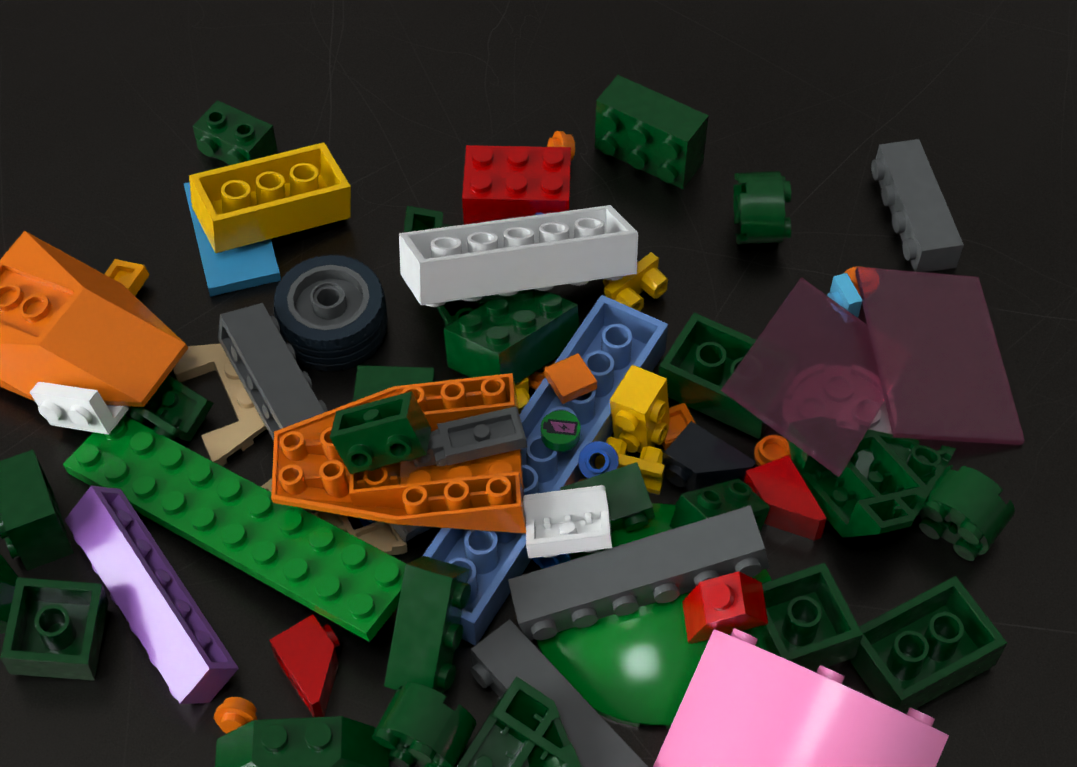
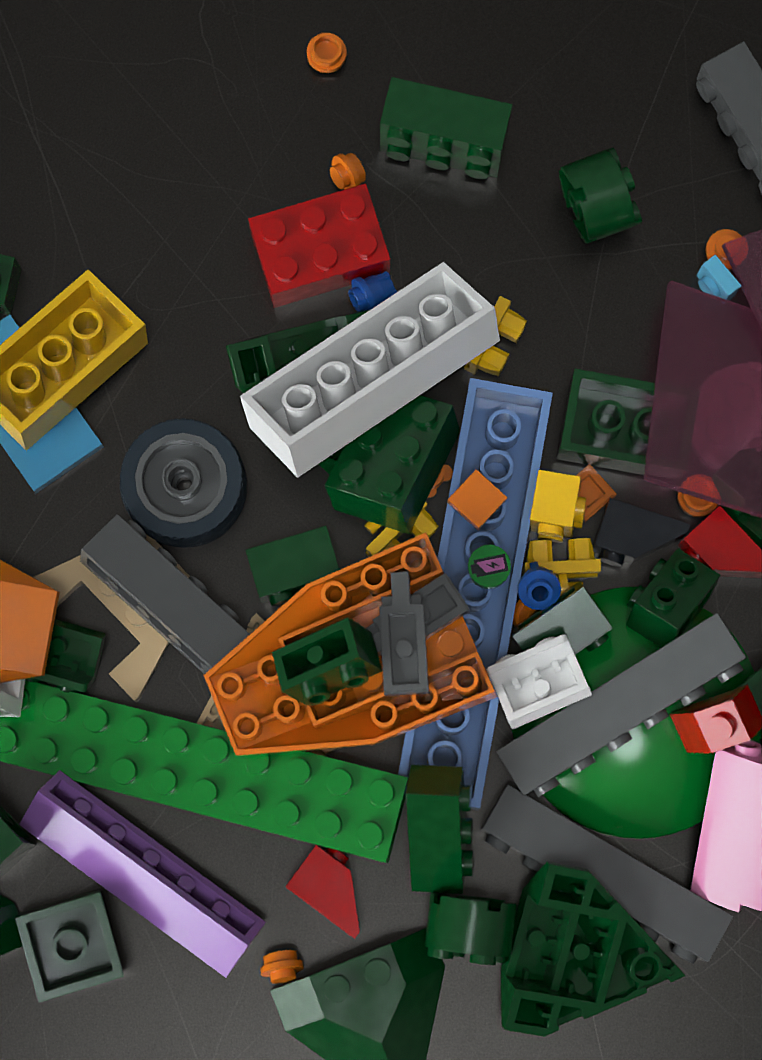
camera: 20 degrees left, 25 degrees up
(455, 438) = (403, 640): none -> dark grey hinge
(578, 72) = (326, 52): none -> orange plate

